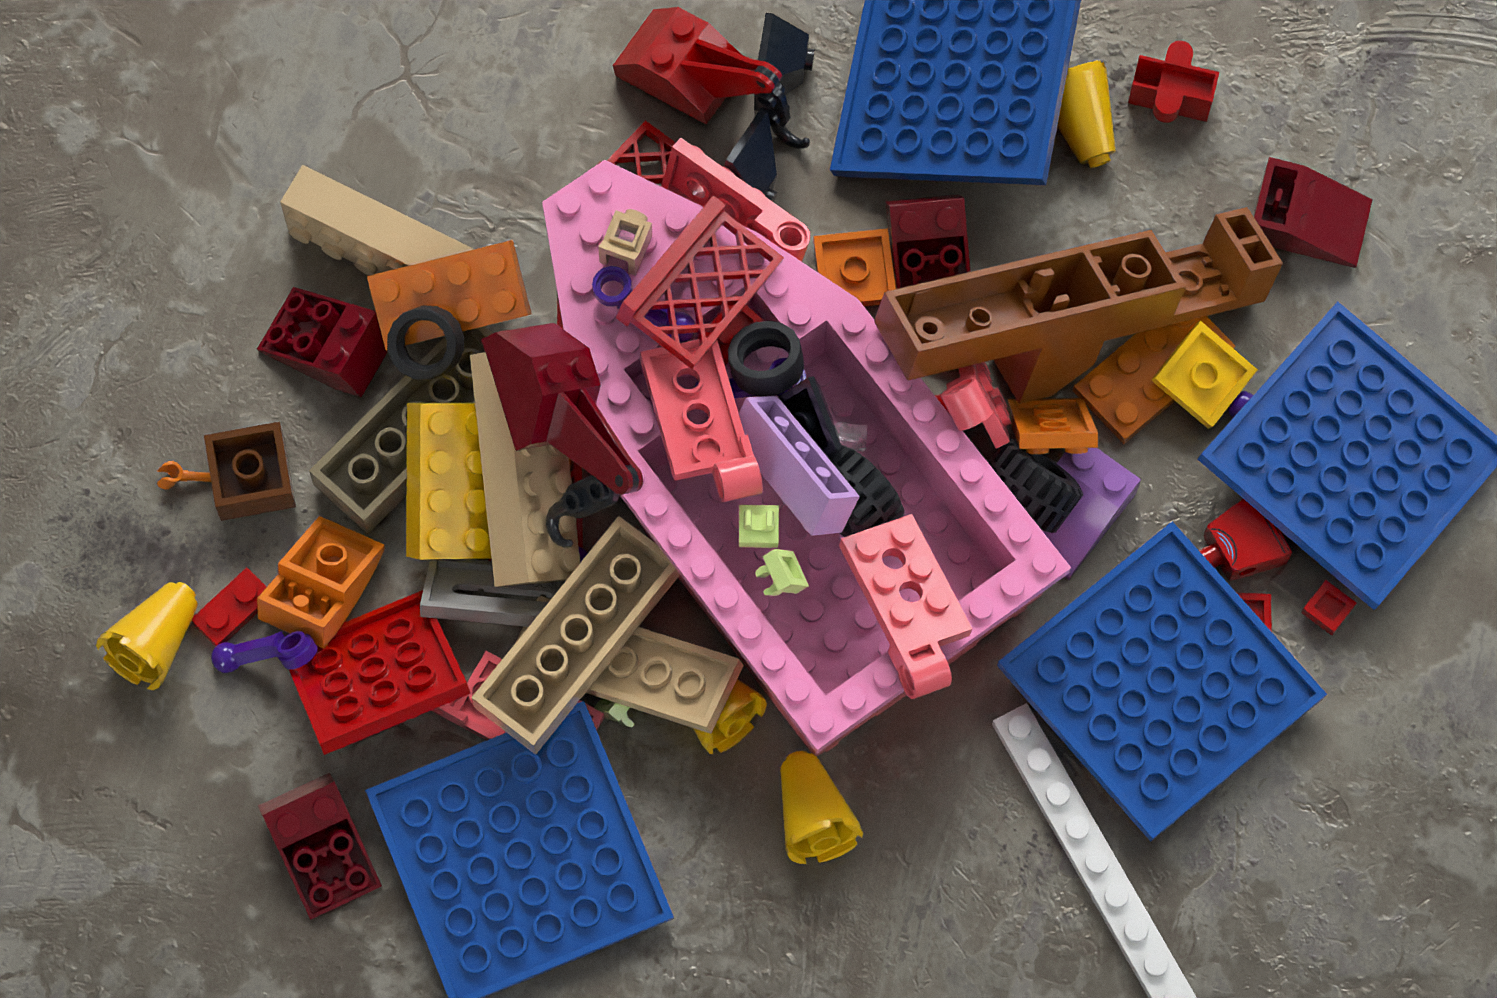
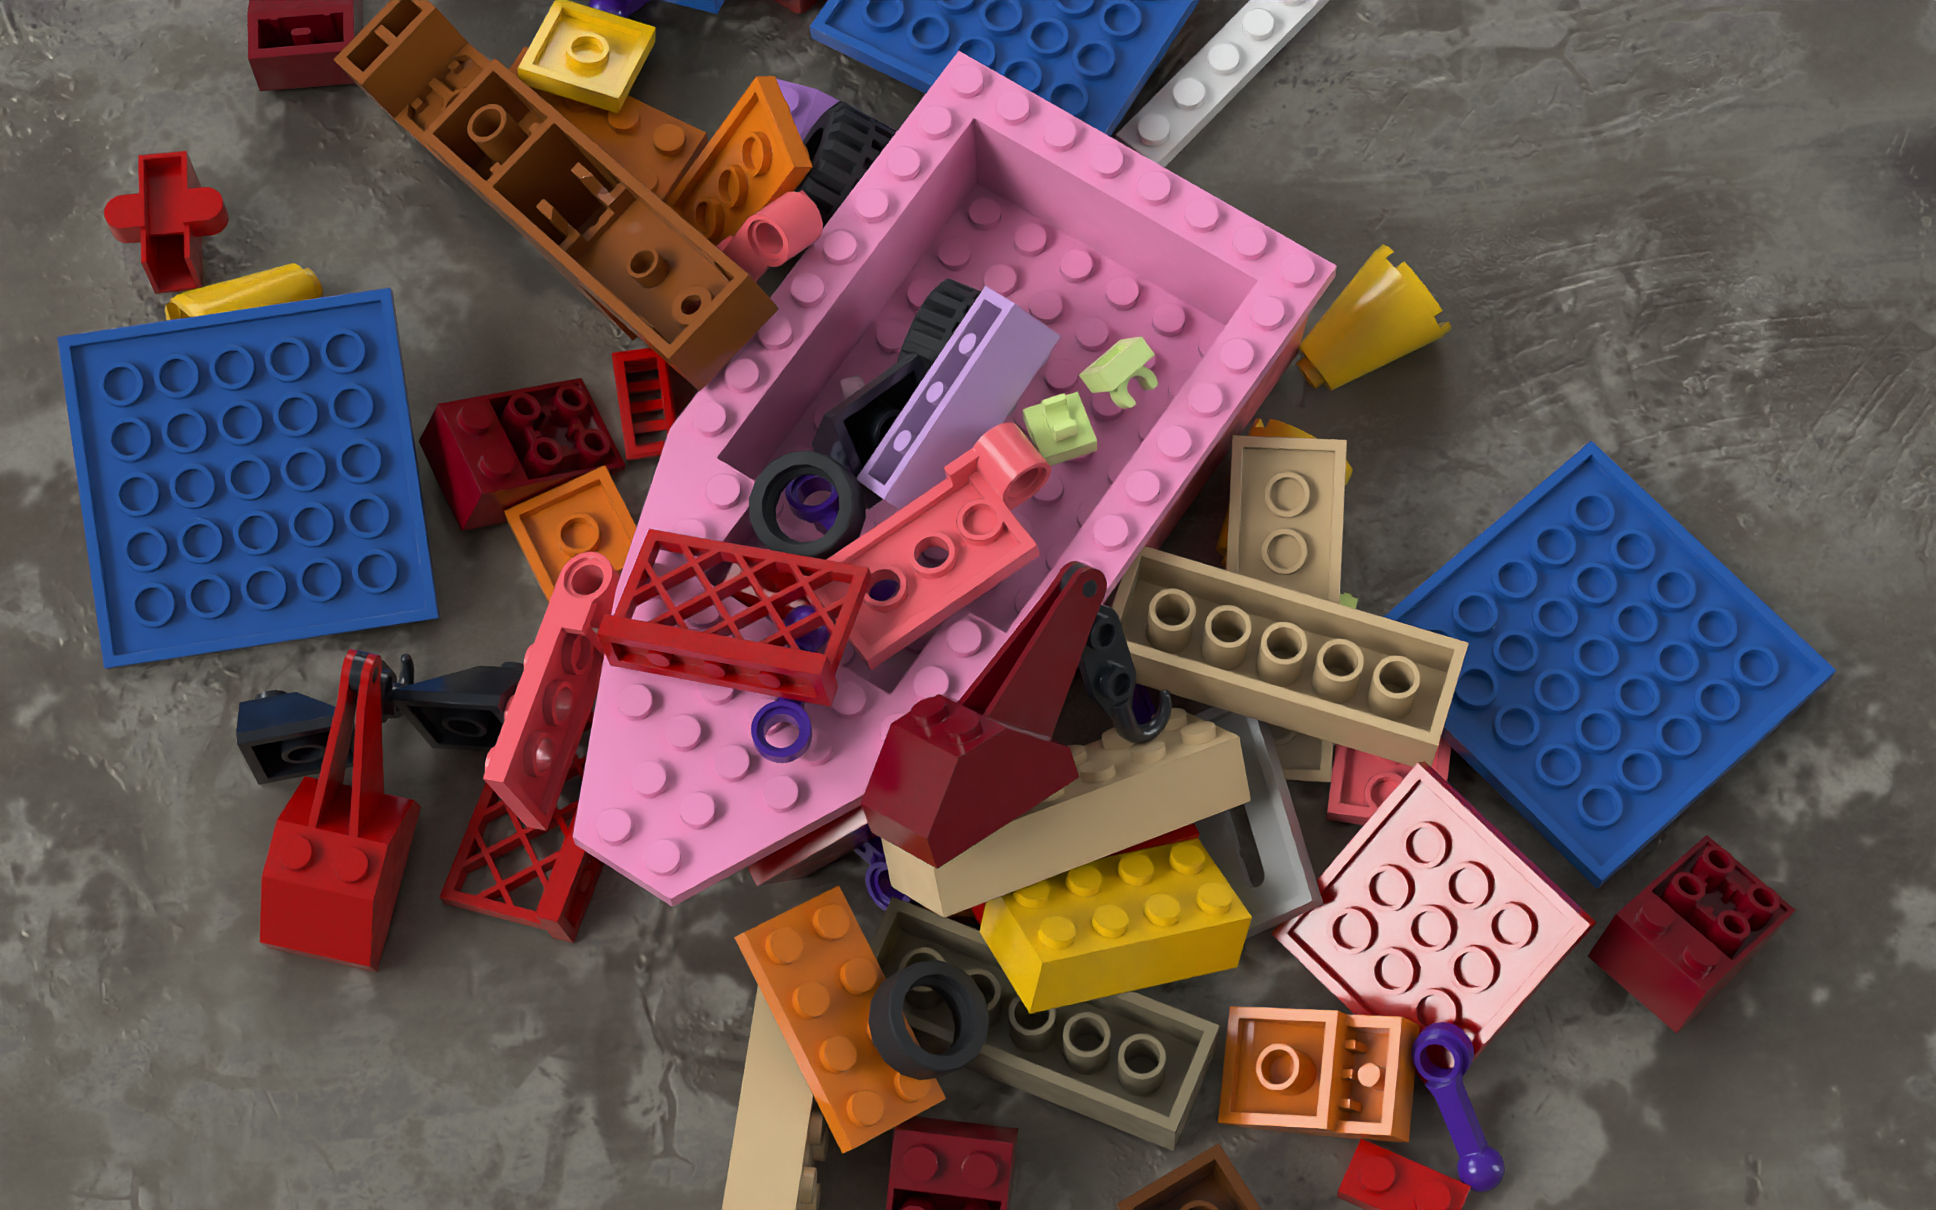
camera: 105 degrees left, 5 degrees down
(626, 239) = (701, 740): tan window -> none
(911, 628) = (1132, 189): coral hinge -> none

